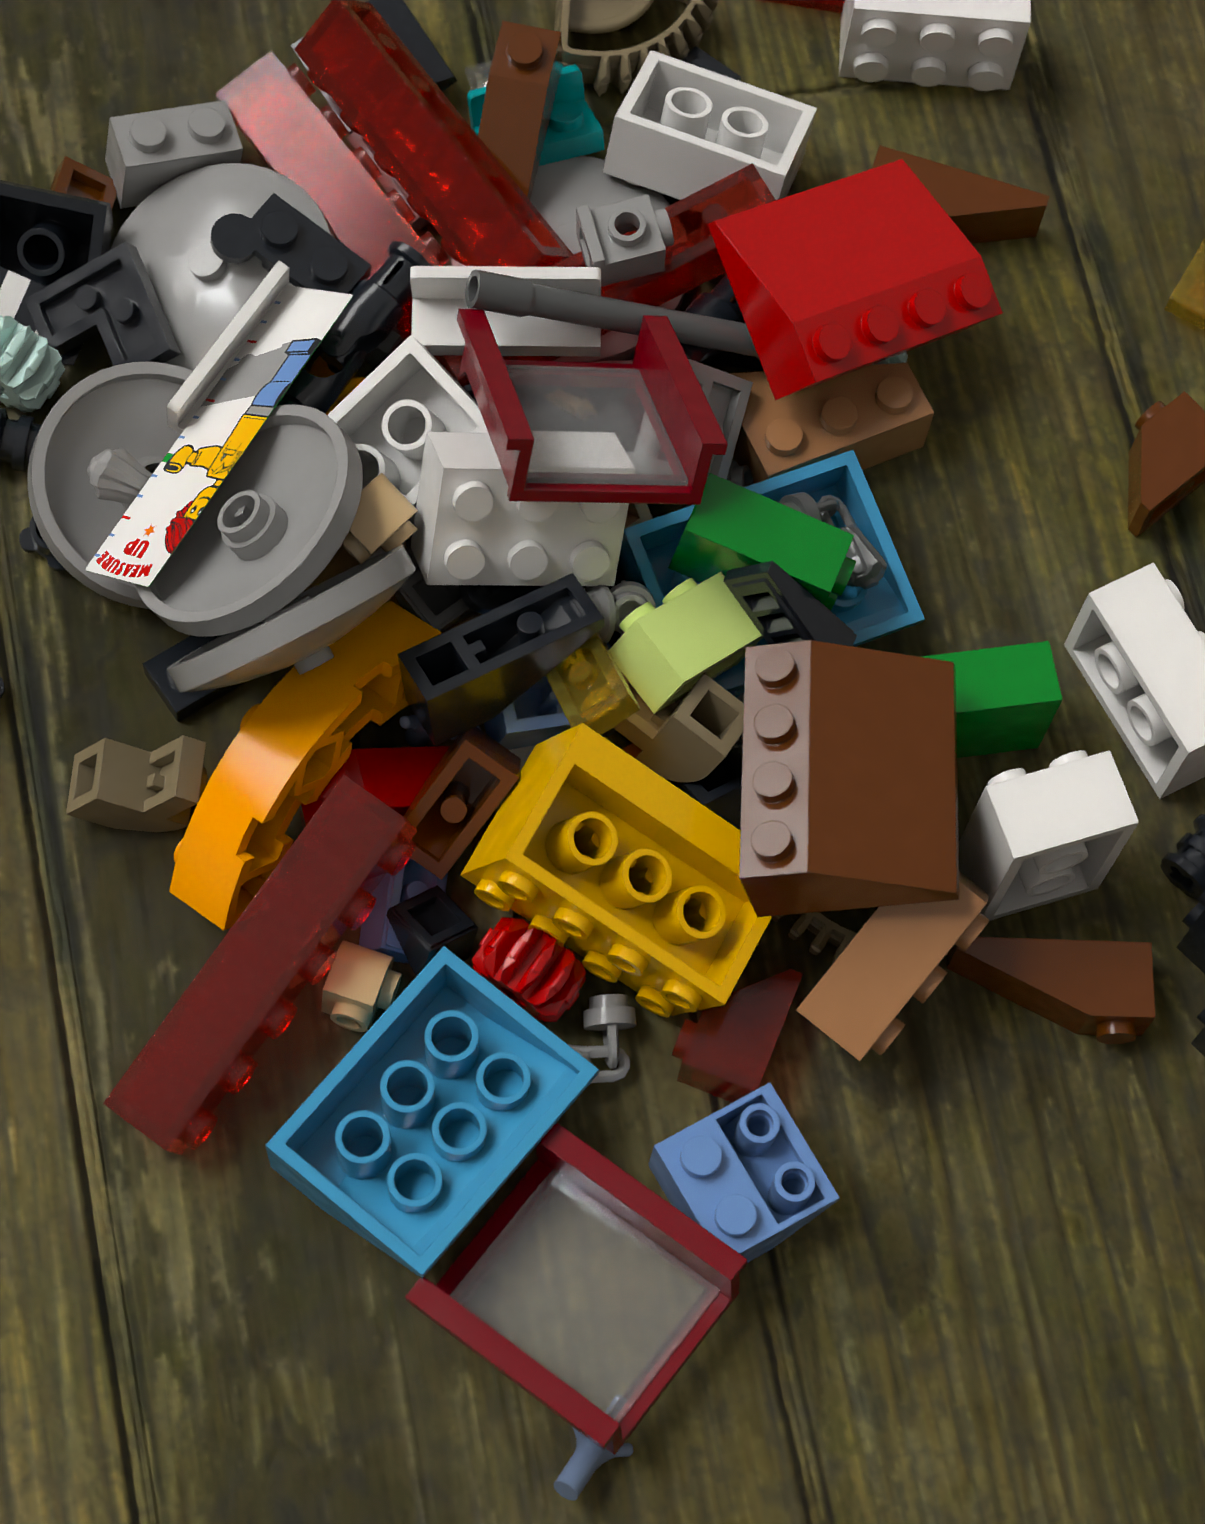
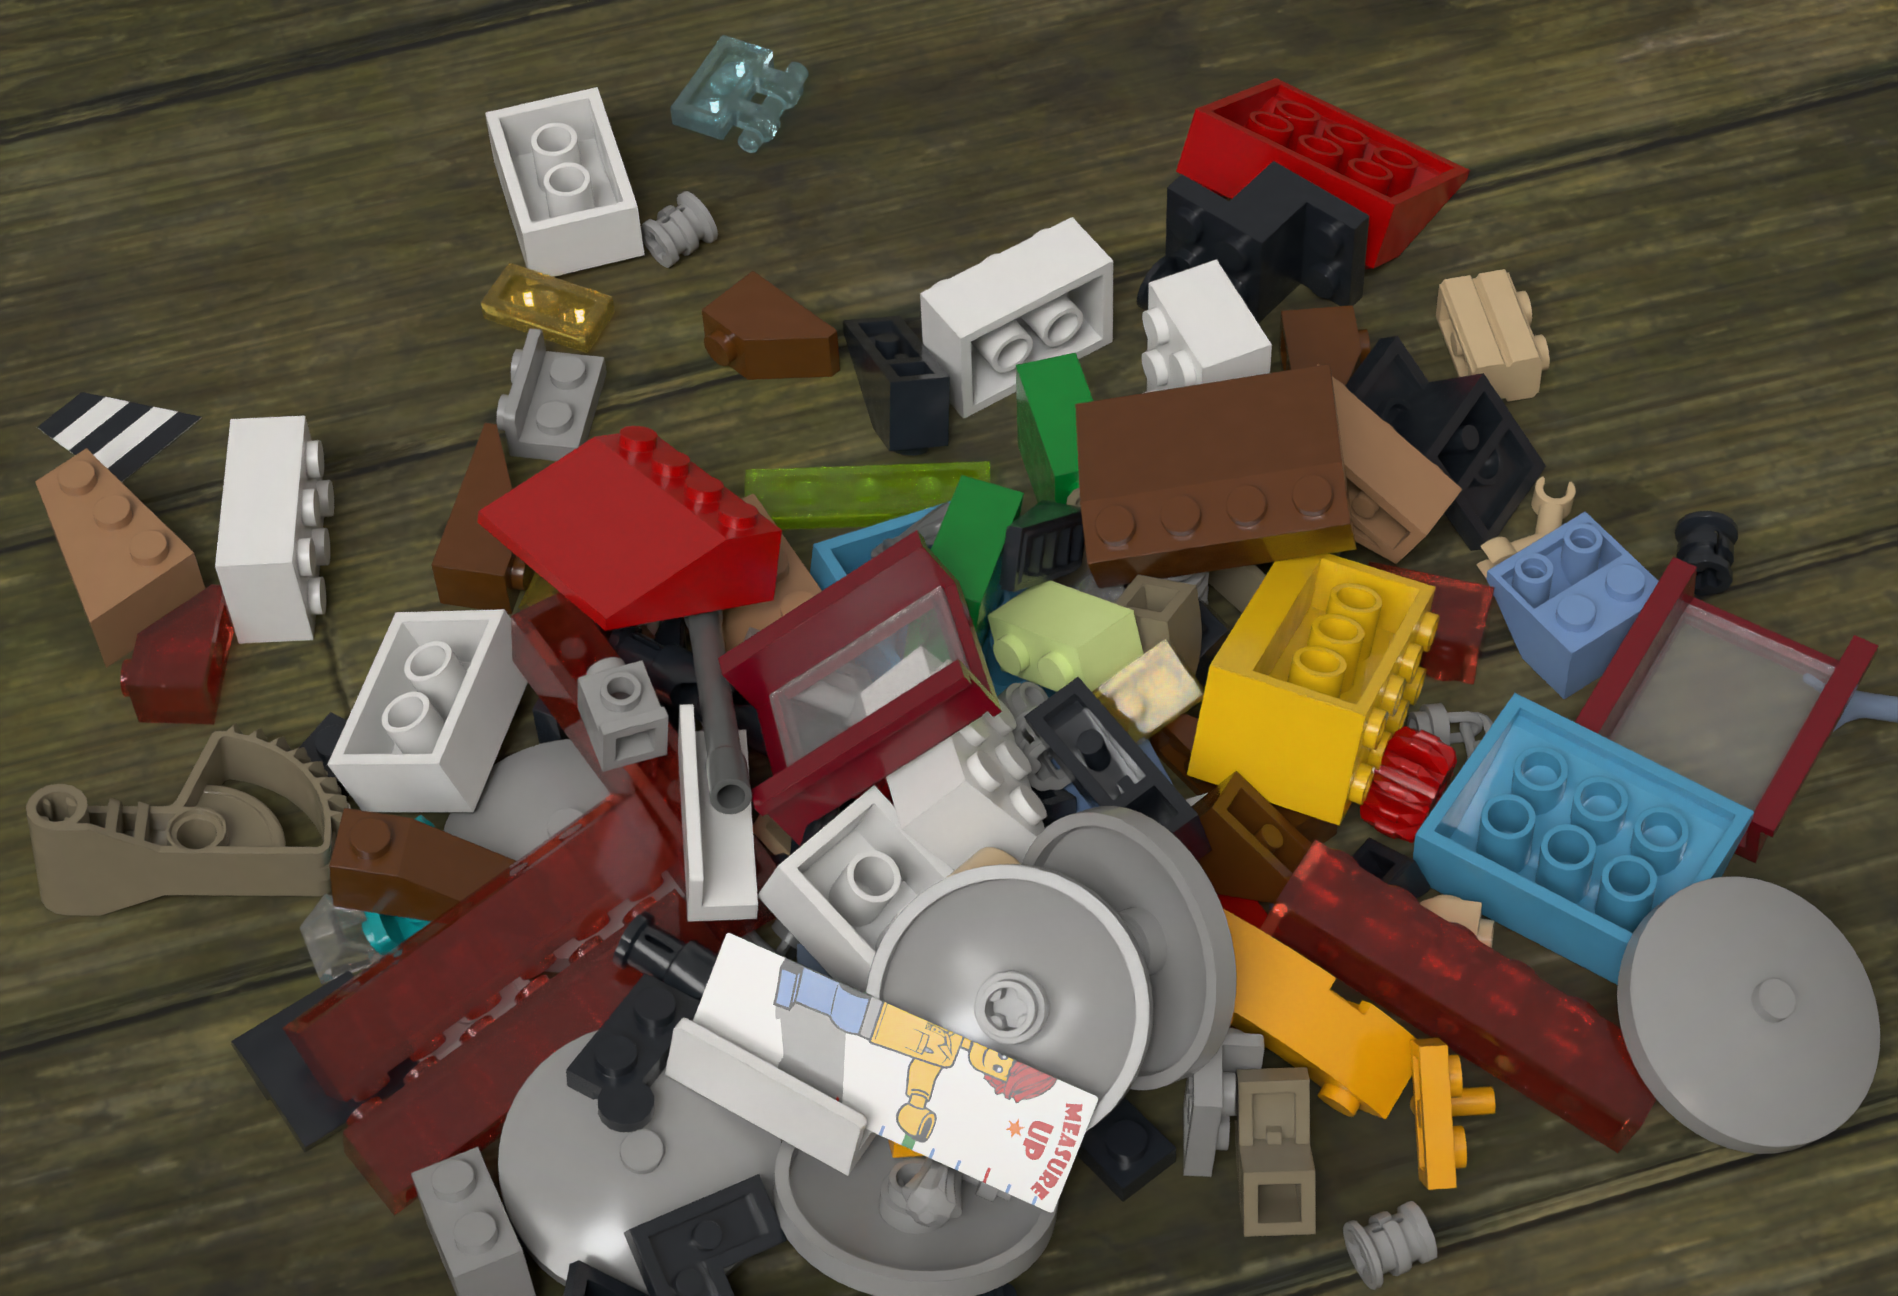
camera: 85 degrees left, 15 degrees down
(44, 874) = (1389, 1243): none -> light grey bush
(153, 918) = (1435, 1101): none -> light orange plate
(193, 714) = (1212, 1100): none -> light grey bracket
(208, 1232) = (1748, 1015): none -> light grey dish
(804, 1337) = (1708, 550): none -> black bush
(825, 1135) = (1550, 516): none -> tan arm
(960, 1070) = (1458, 428): none -> black bracket
(963, 540) = (855, 493): none -> clear neon green tile
(1063, 568) = (900, 384): none -> black slope
(1100, 269) = (549, 400): none -> light grey bracket
(1122, 1170) = (1491, 333): none -> tan brick

